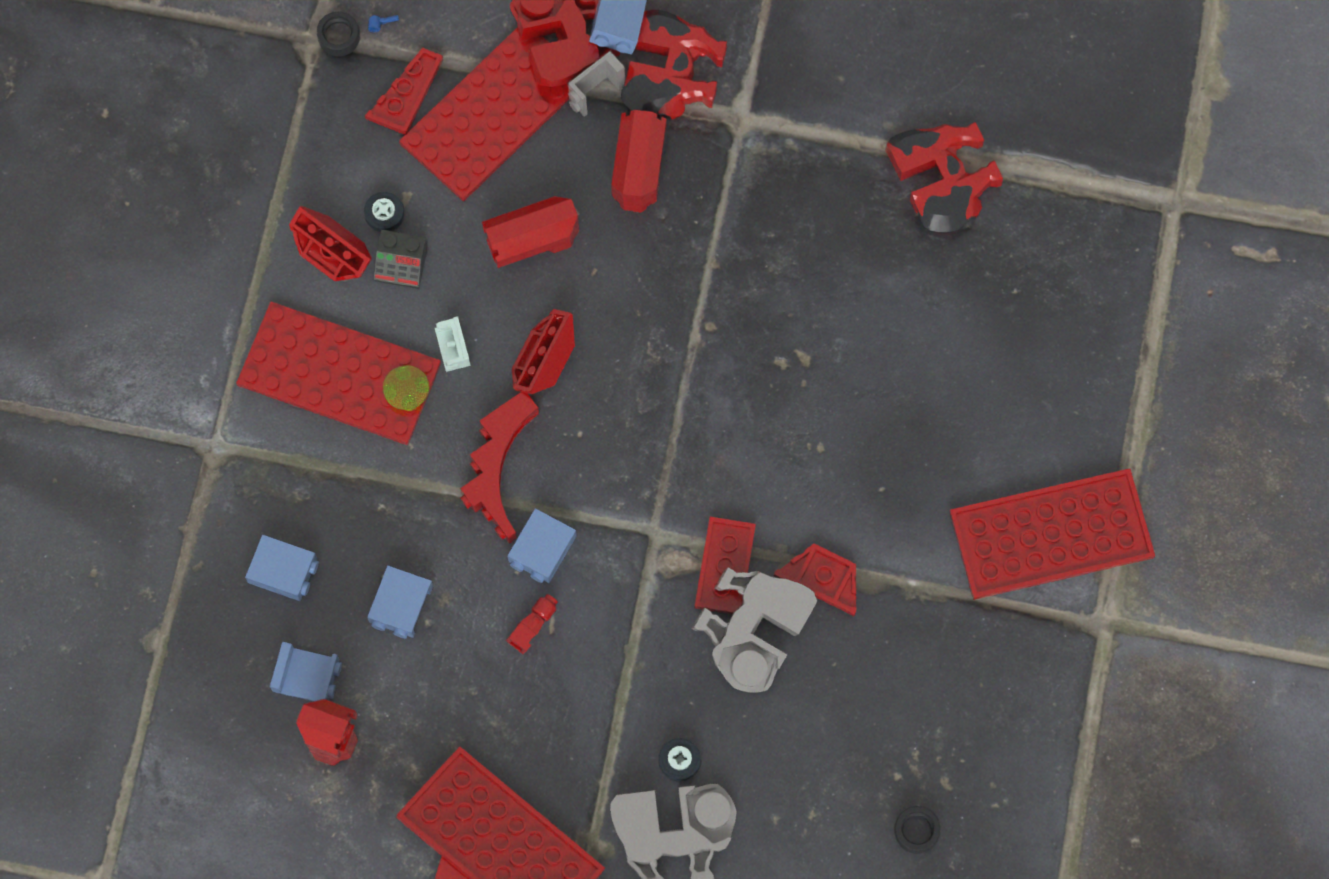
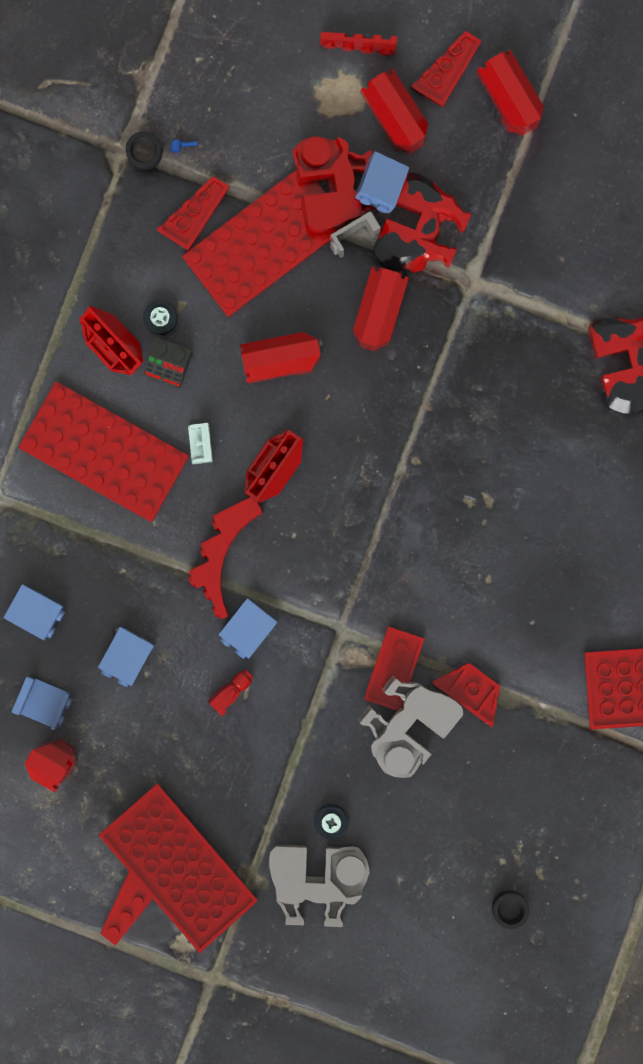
camera: 10 degrees right, 15 degrees up
(406, 387) = (156, 477): clear neon green dish -> none

